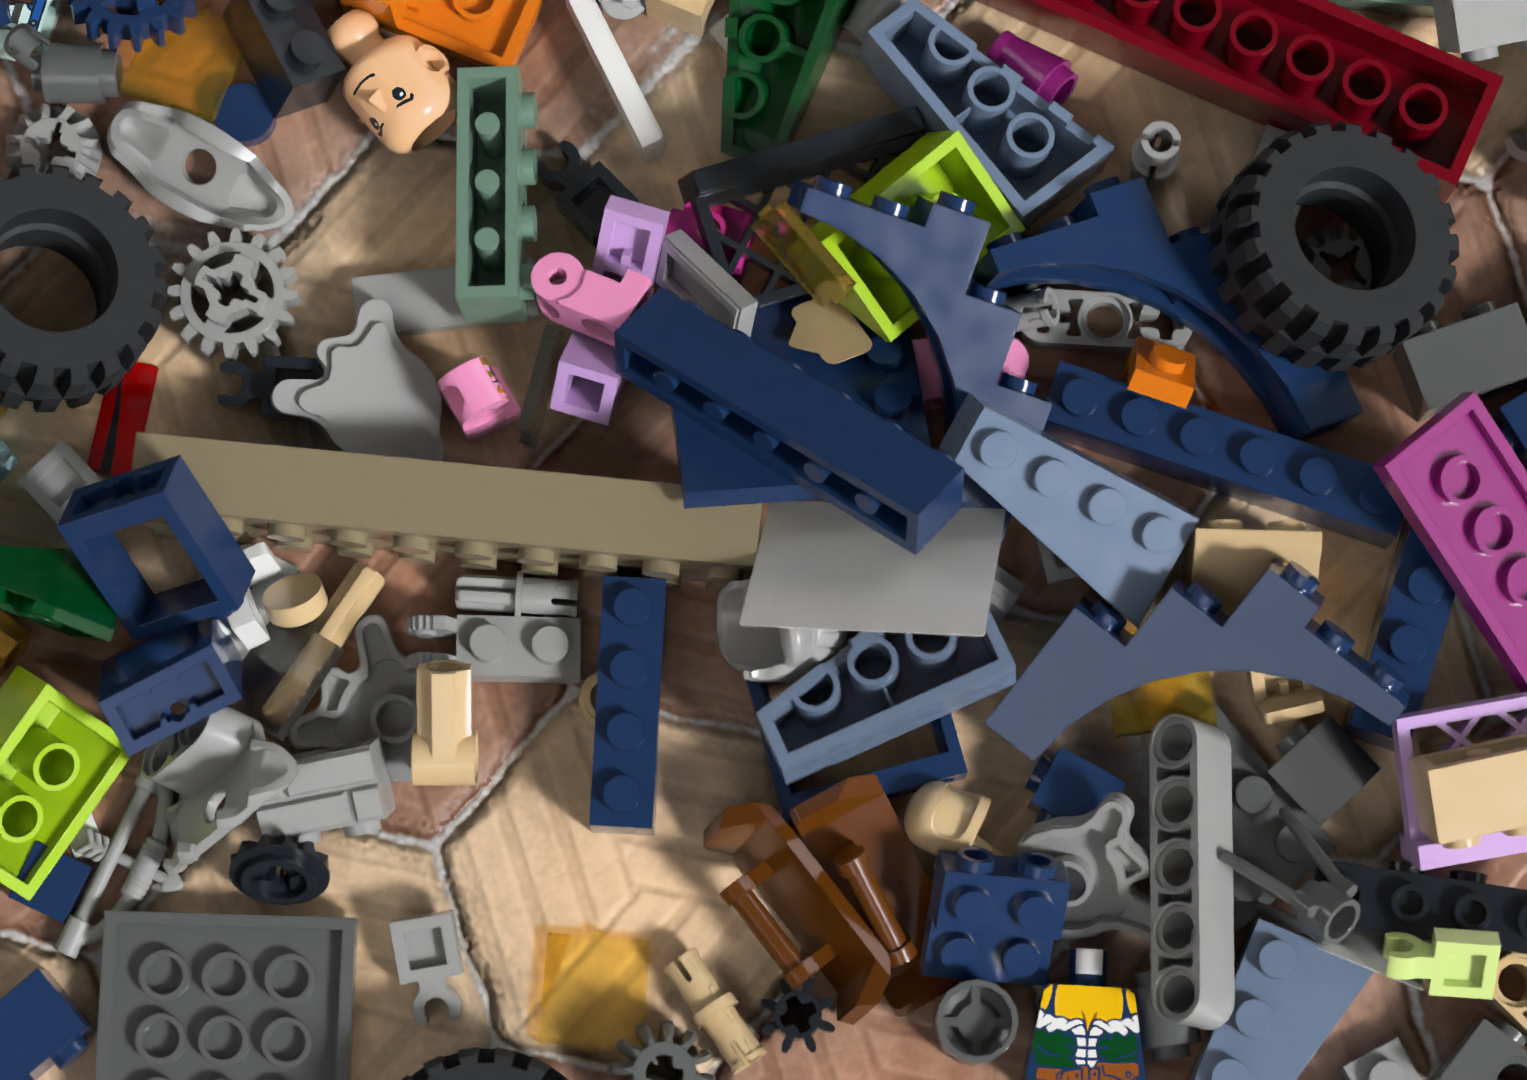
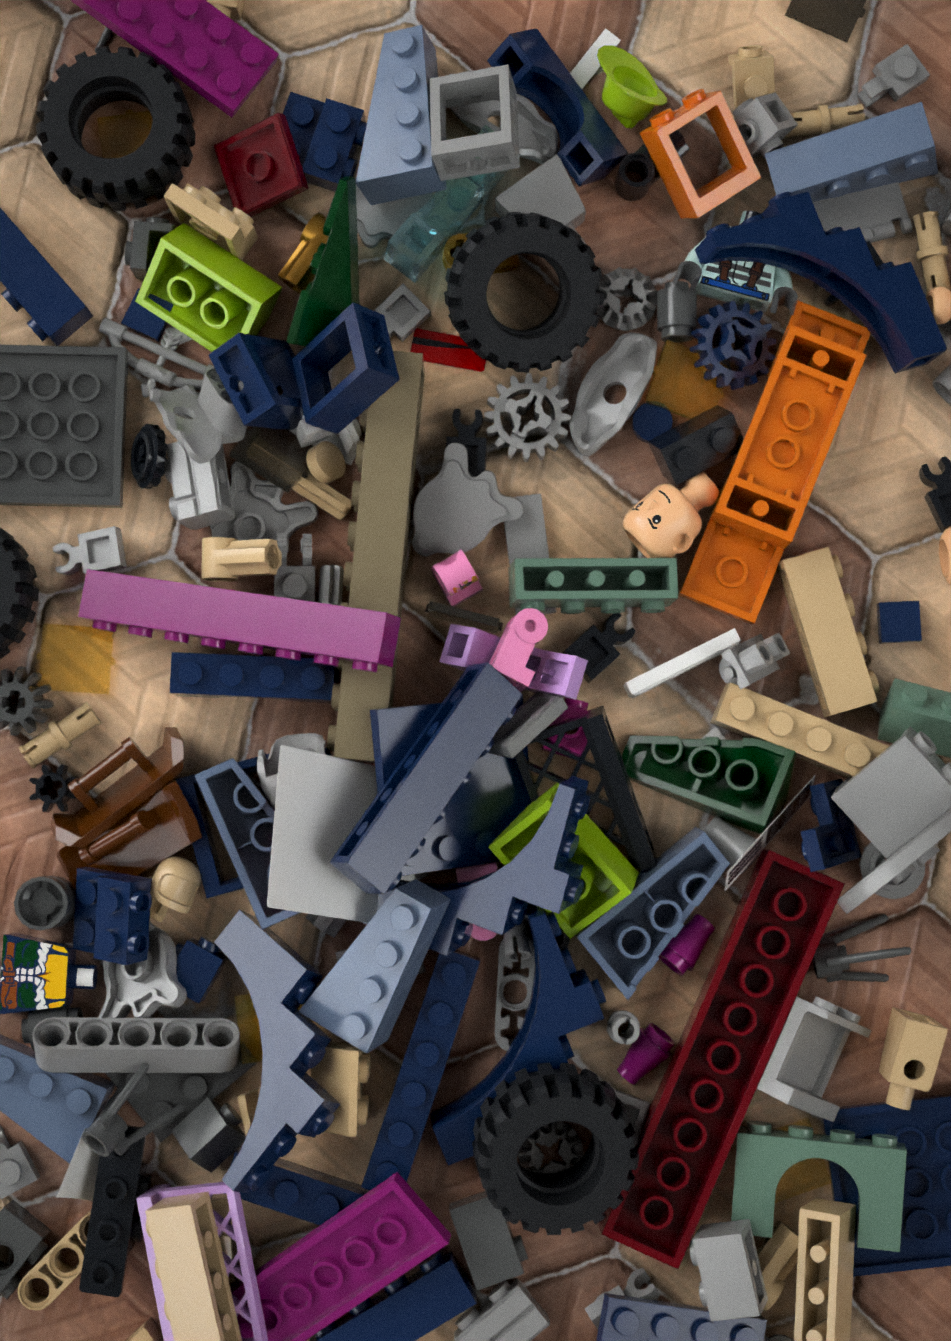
camera: 90 degrees right, 5 degrees up
(539, 716) = (240, 618): none -> magenta brick
(803, 254) = (545, 788): clear yellow piece -> none
(828, 332) = (499, 806): tan sticker -> none
(1160, 372) = (473, 1028): orange bracket -> none
(1199, 132) = (646, 1053): none -> magenta cone
(1454, 964) = (73, 1216): yellowish green plate -> none

